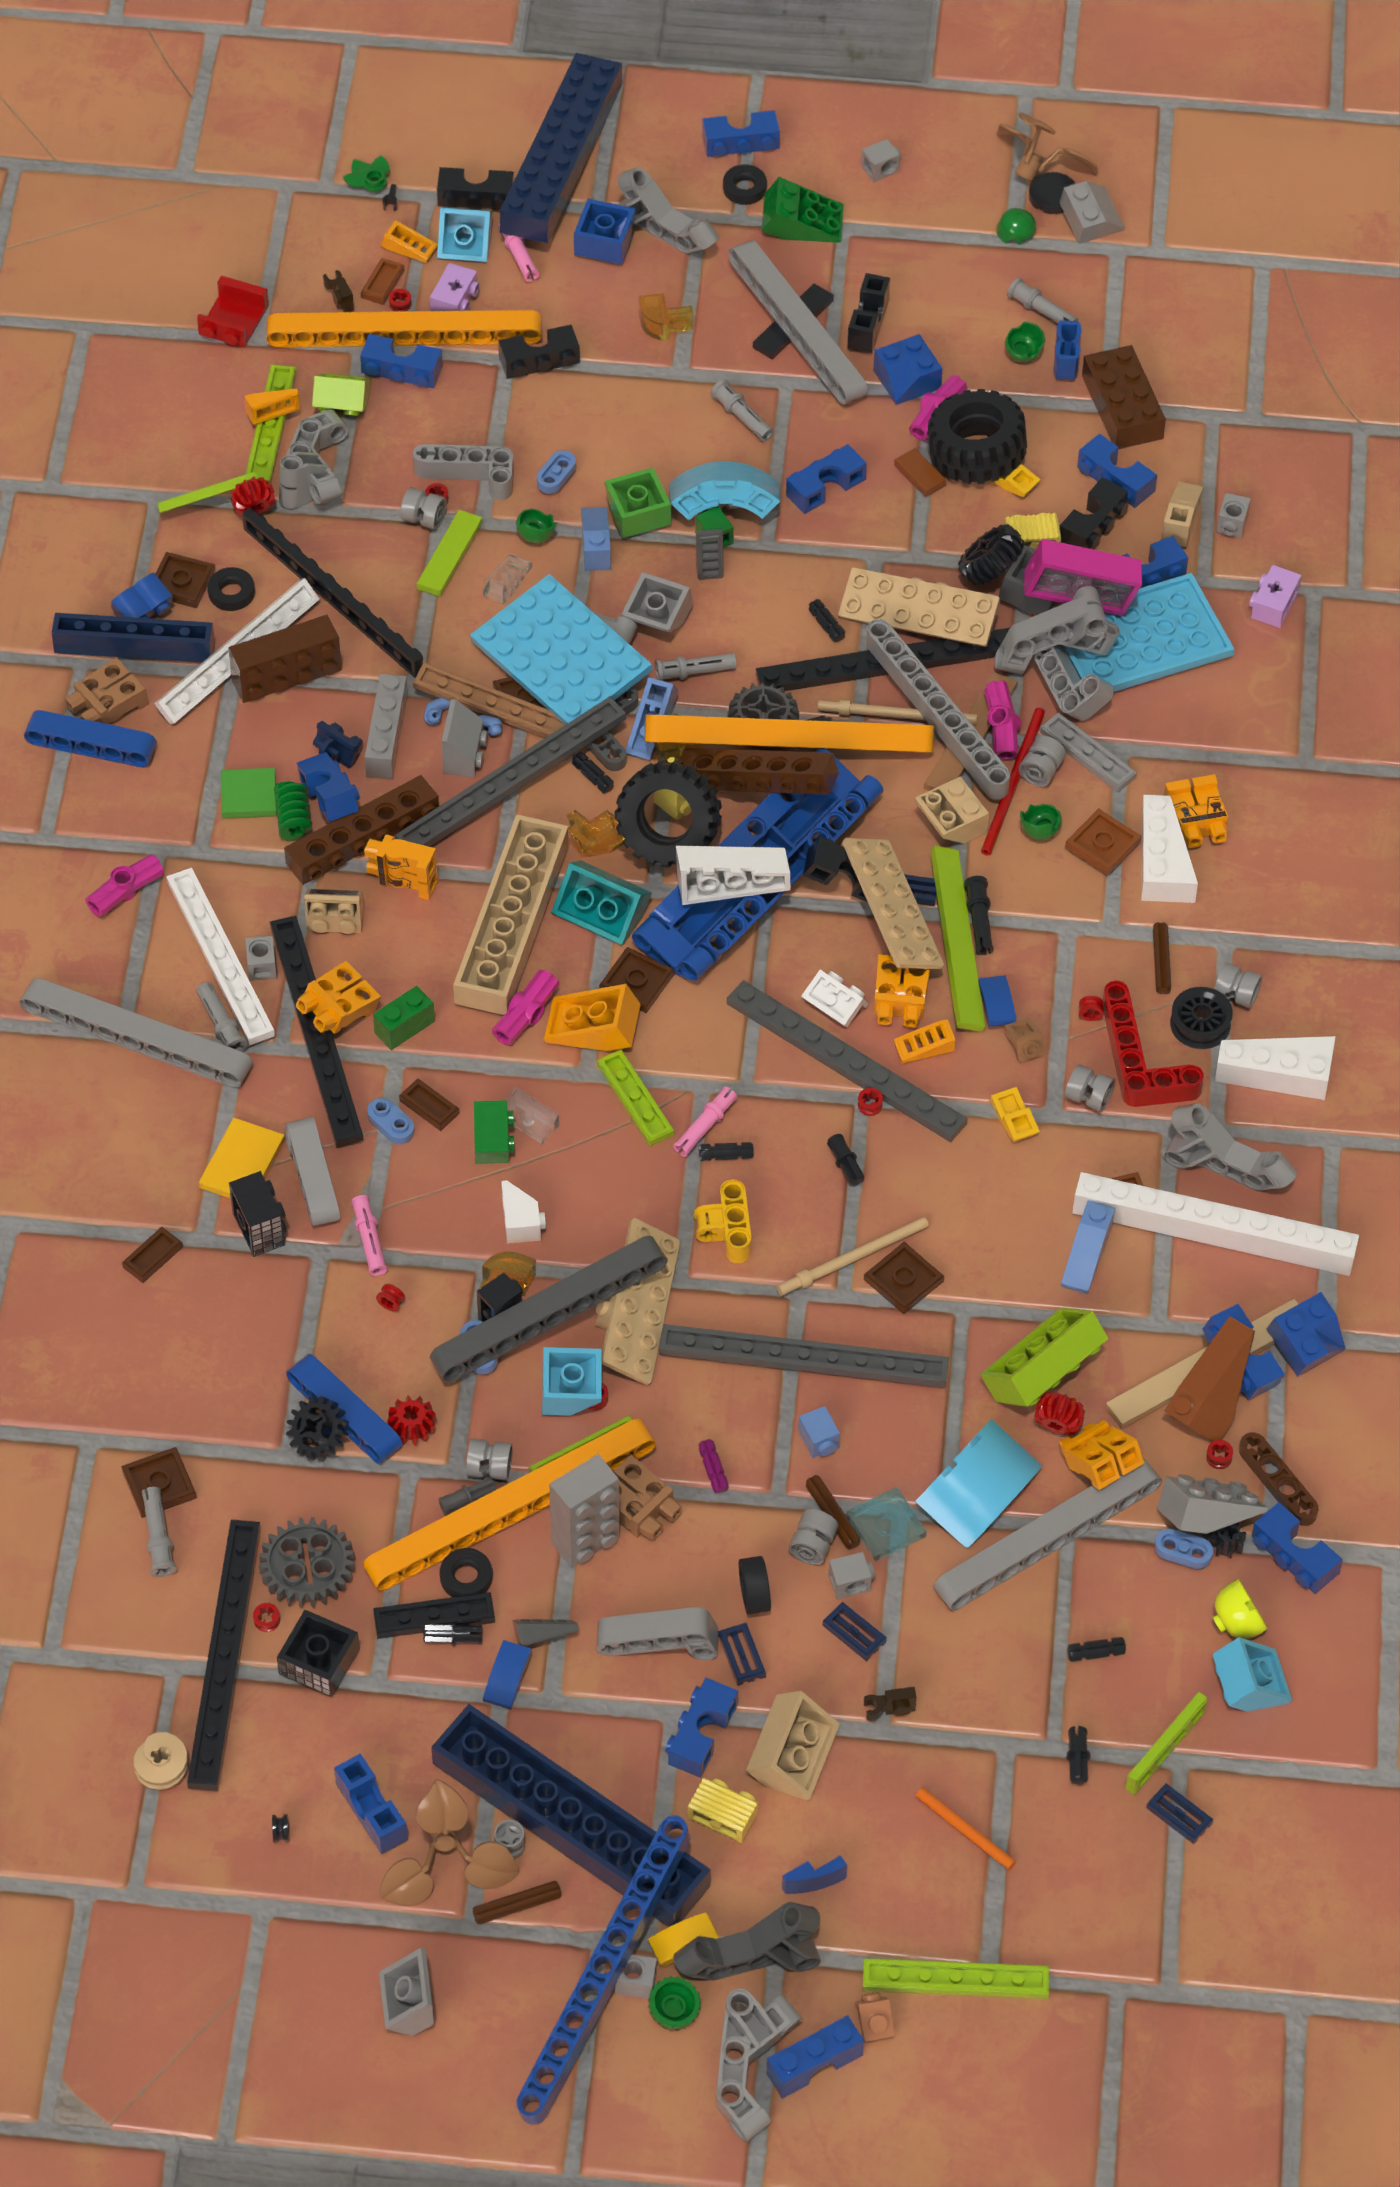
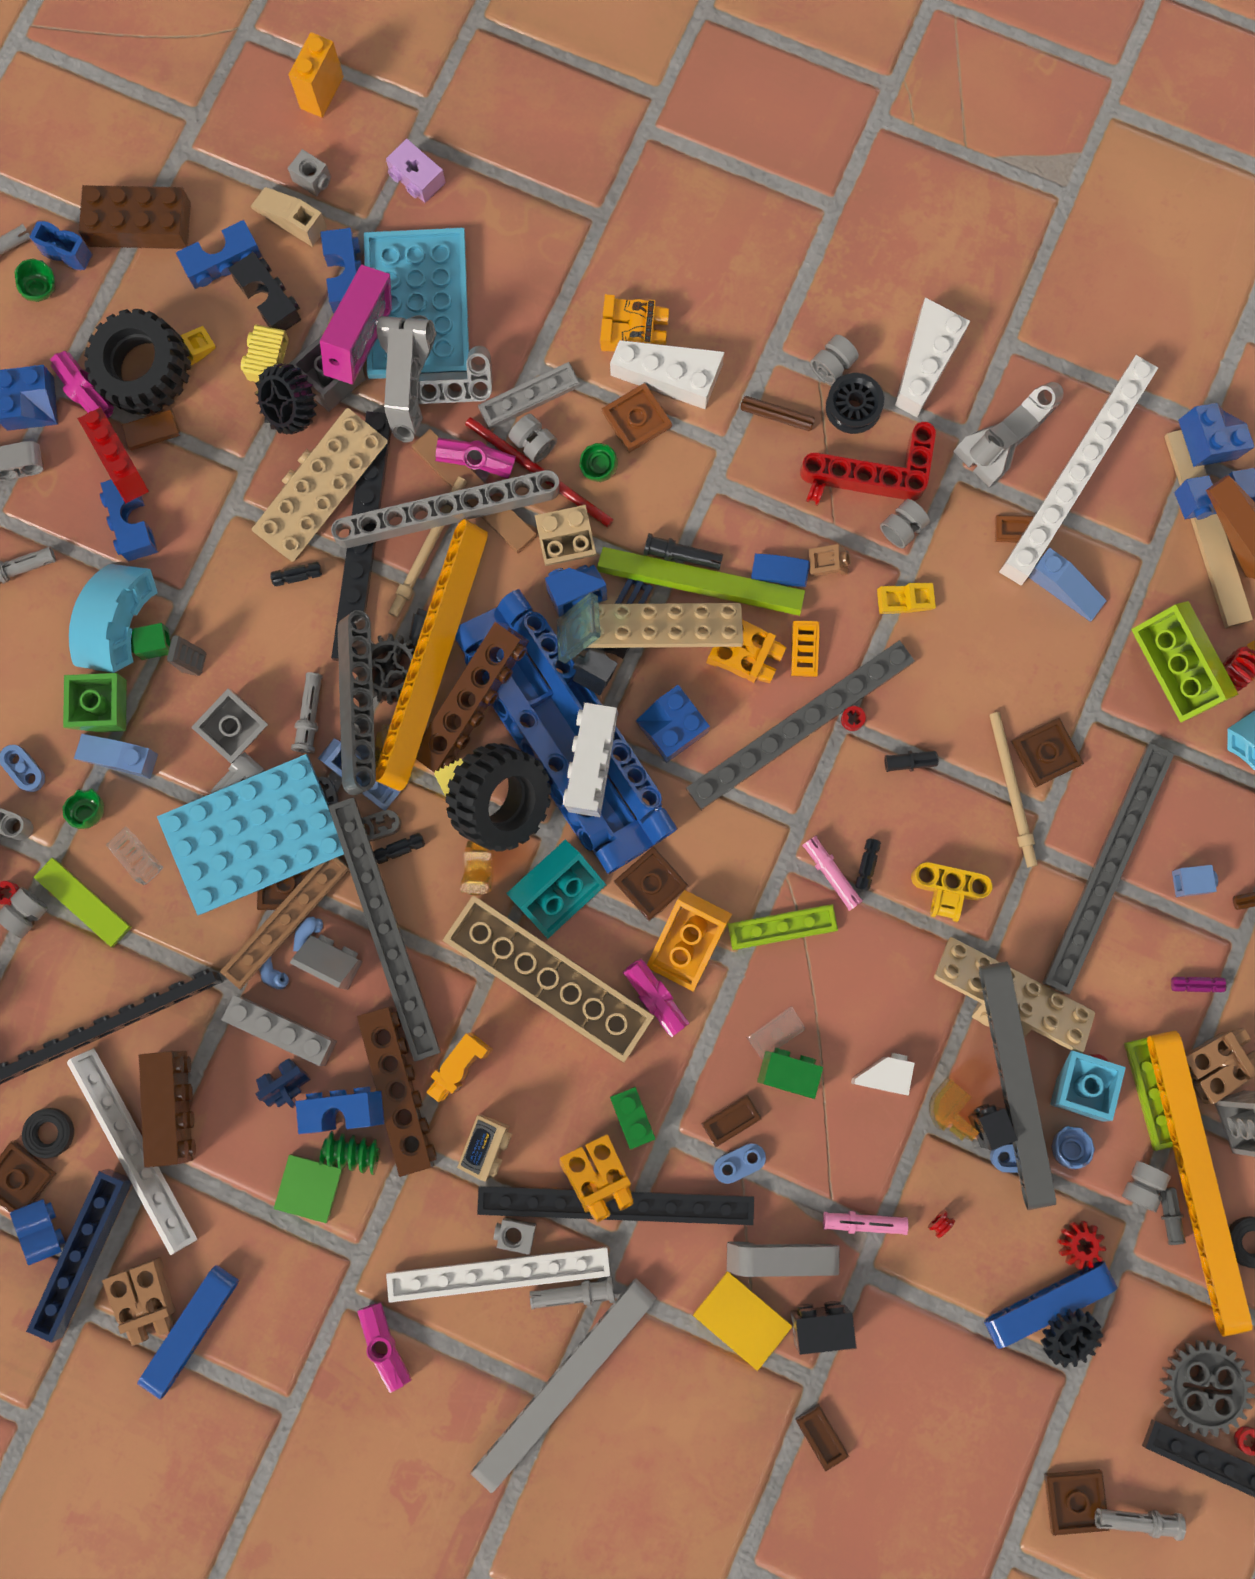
camera: 70 degrees left, 25 degrees up
(505, 1385) = (1073, 1148): none -> medium blue hair
(703, 686) = (349, 711): none -> dark grey beam
(801, 951) = (673, 723): none -> blue slope
(834, 998) = (733, 710): white bracket -> none
(860, 833) = (578, 628): none -> clear light blue tile
(877, 442) = (113, 455): none -> red brick
(895, 821) = (572, 585): none -> blue slope
(1330, 486) = (316, 74): none -> light orange brick

